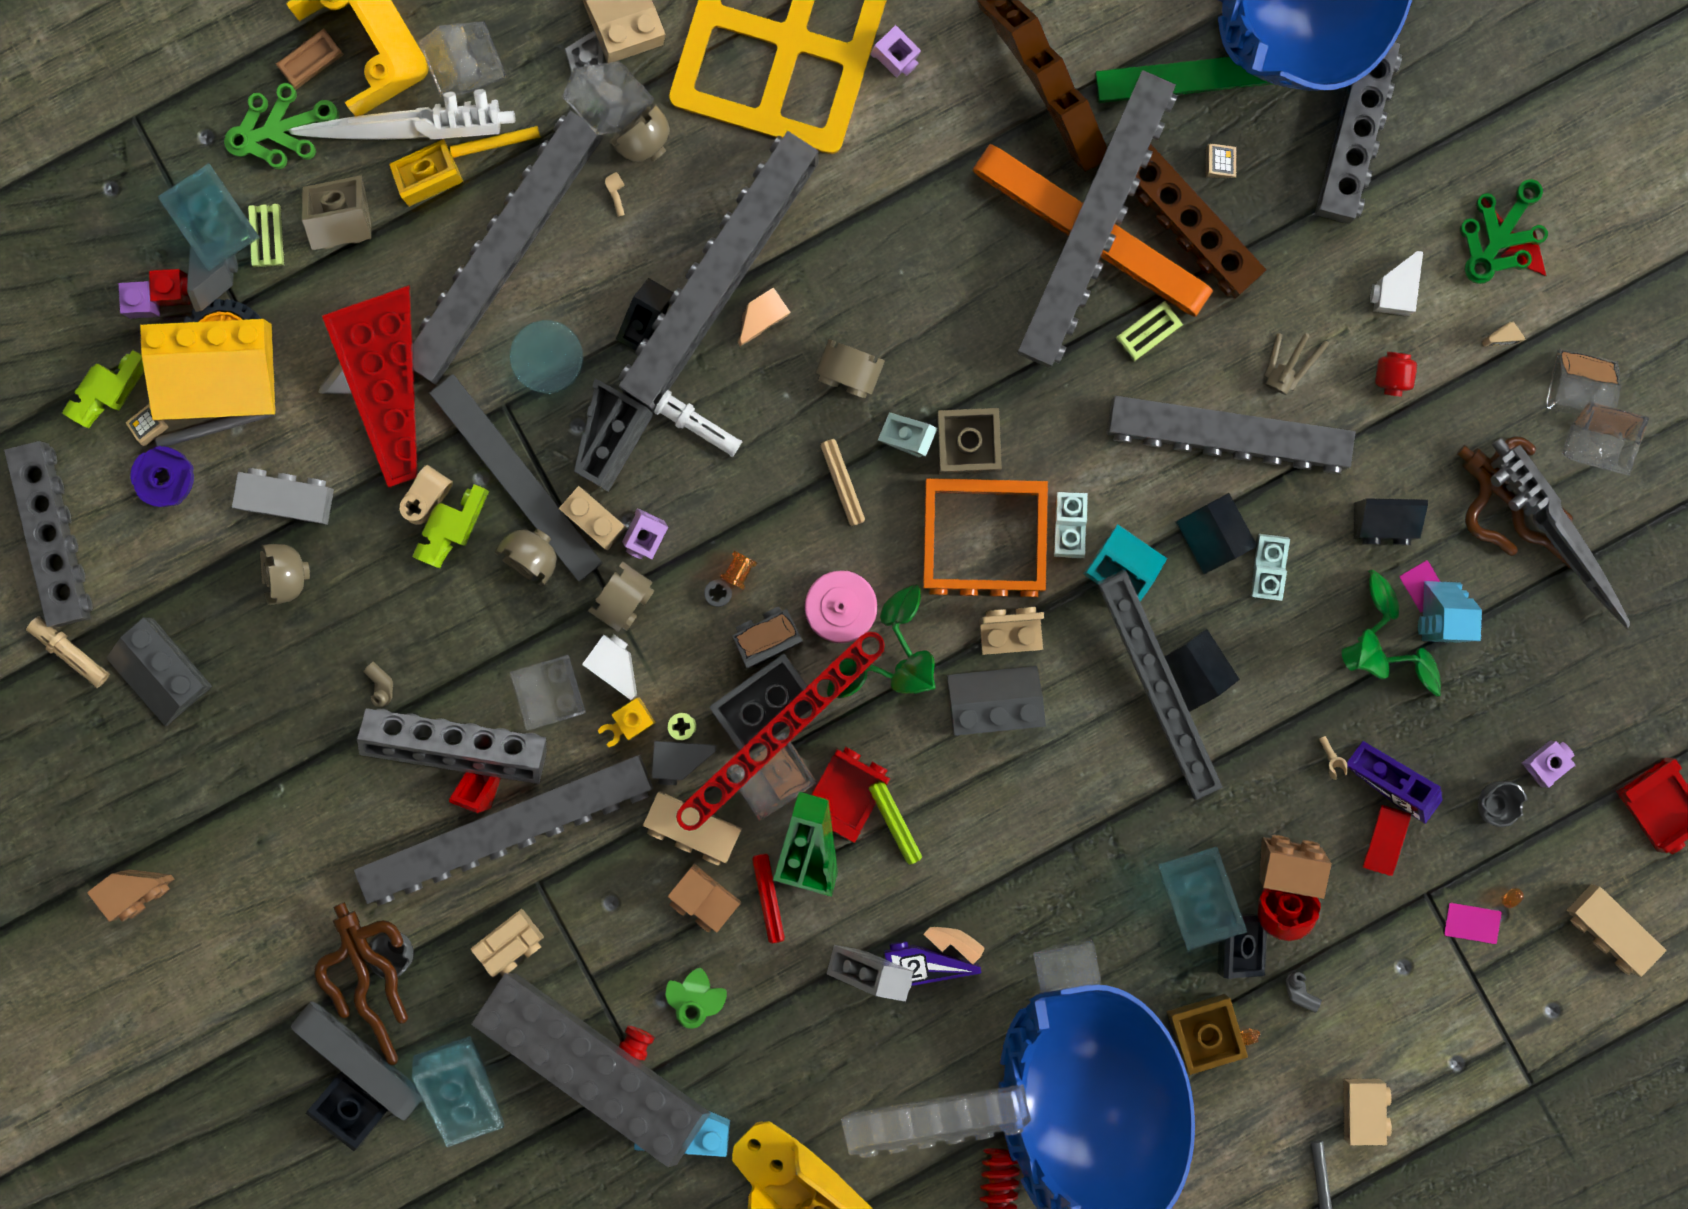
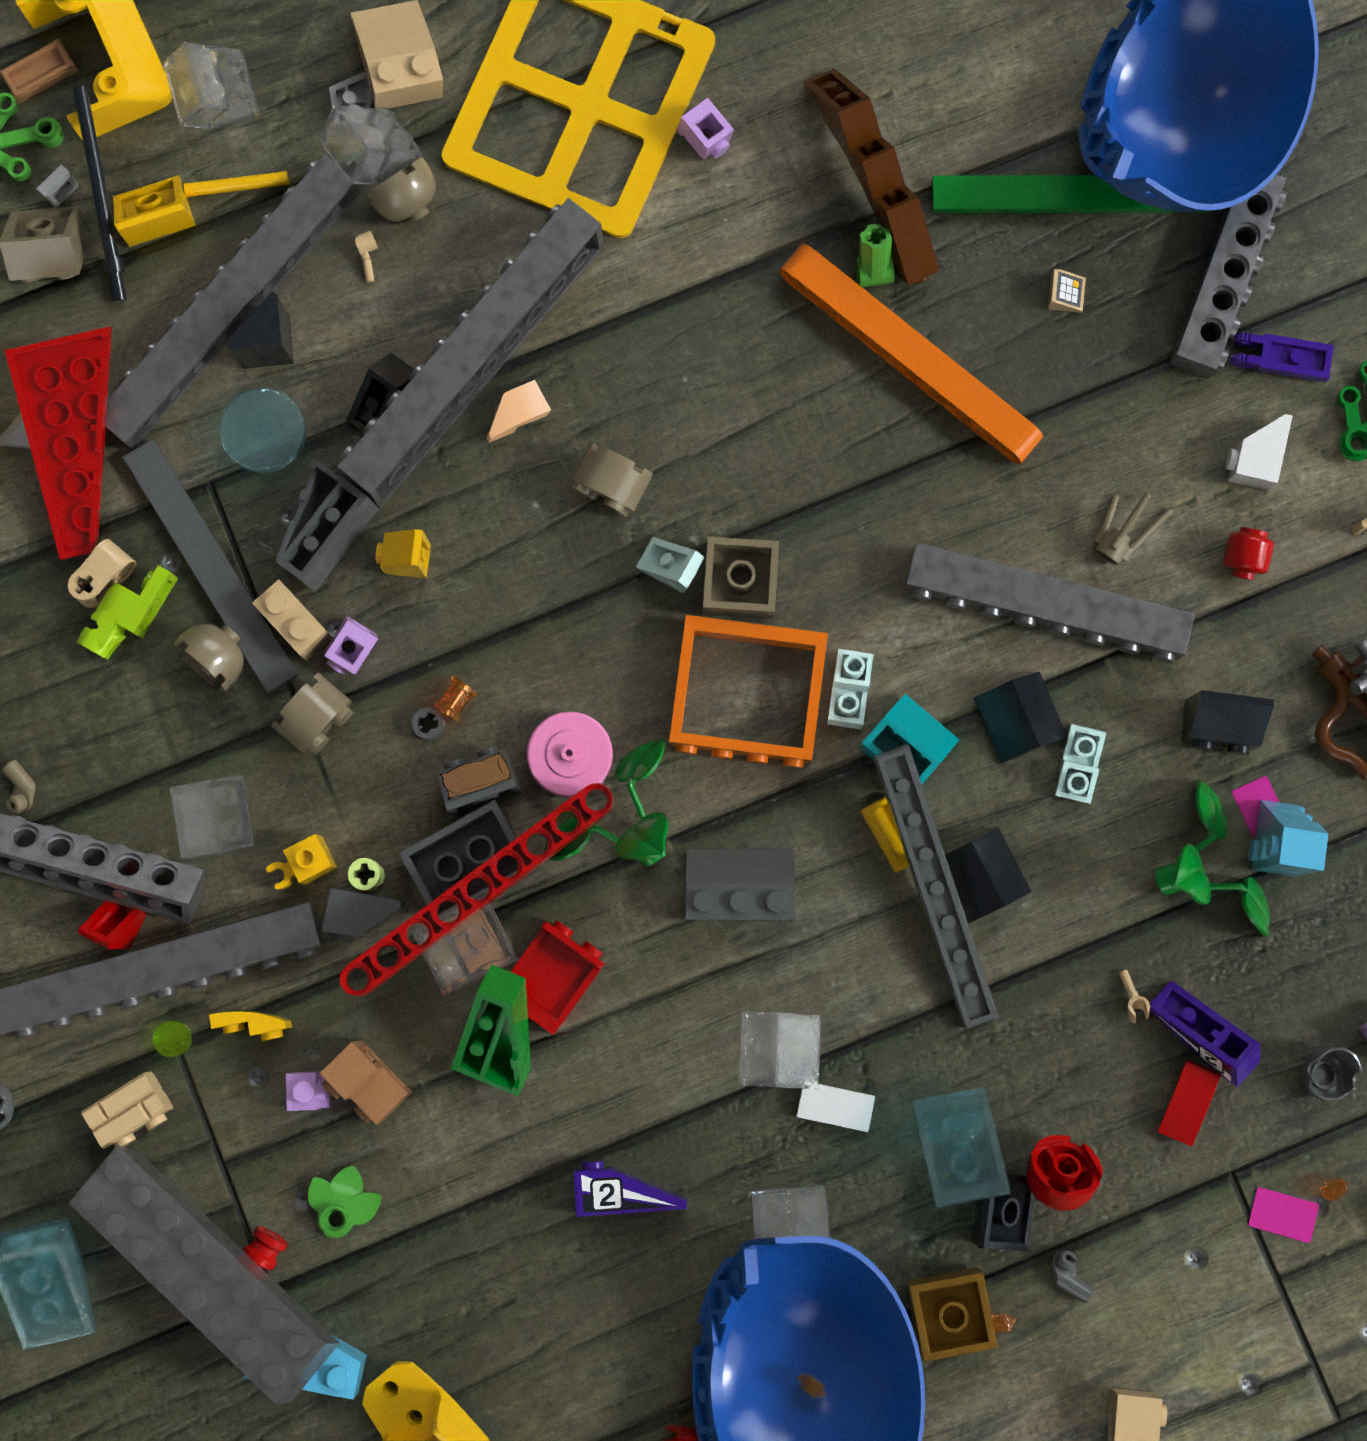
camera: 10 degrees right, 5 degrees down
(341, 161) = (58, 186): none -> light grey tile
(397, 224) = (112, 263): none -> black bar
(423, 122) = (156, 154): white piece -> none
(536, 880) = (172, 1038): none -> clear neon green tile
(540, 276) = (264, 336): none -> black slope
(609, 859) = (259, 1023): none -> yellow slope
(613, 665) = (294, 793): white slope -> none
(655, 910) = (306, 1091): none -> lavender brick
(680, 451) = (404, 553): none -> yellow slope
(684, 416) = (415, 516): white pin -> none
(713, 838) = (384, 1009): tan brick -> none
(768, 898) = (444, 1091): red axle -> none
(842, 482) = (589, 611): tan axle -> none
(870, 973) = (552, 1193): light grey brick -> none
(895, 822) = (605, 1016): lime axle -> none
(937, 1120) = (613, 1383): clear brick -> none
(965, 944) = (667, 1168): light nougat slope -> none
(1011, 632) = (767, 804): tan bracket -> none
(1044, 835) = (780, 1050): none -> clear slope
(1054, 151) = (875, 260): none -> bright green piece
(1094, 875) = (836, 1107): none -> white tile
(1096, 220) = (915, 338): flat silver brick -> none
(1099, 1104) = (812, 1385): none -> clear orange piece
(1110, 639) = (884, 830): none -> yellow tile
(1128, 346) = (939, 491): yellowish green tile -> none
(1227, 245) = (979, 276): reddish brown brick -> none
(1294, 866) = (1075, 1121): medium nougat slope -> none
(1413, 198) = (1285, 356): none -> dark purple hinge

